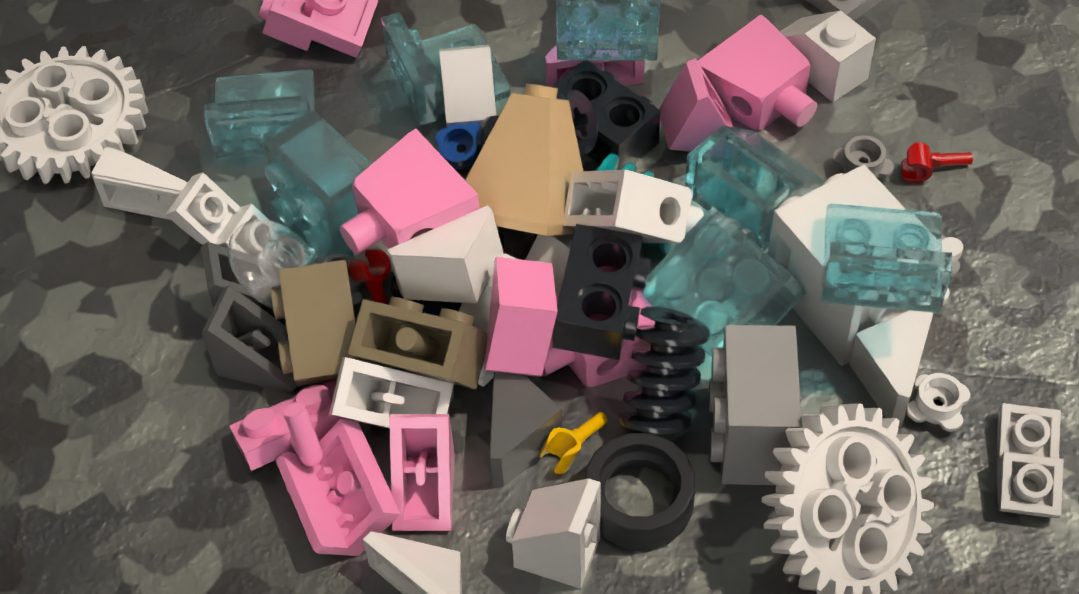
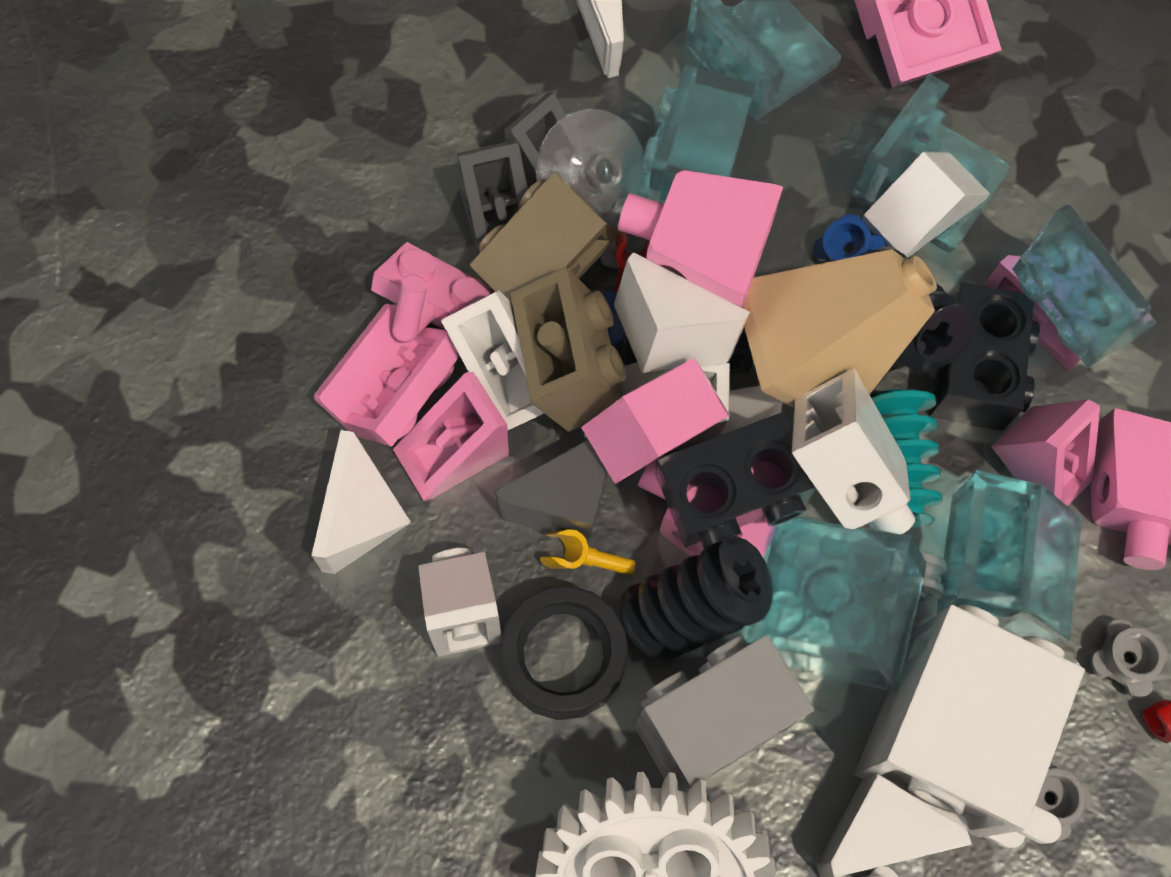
camera: 50 degrees right, 15 degrees up
(209, 212) = (607, 78): white slope -> none
(884, 258) = (962, 762): clear light blue bracket -> none

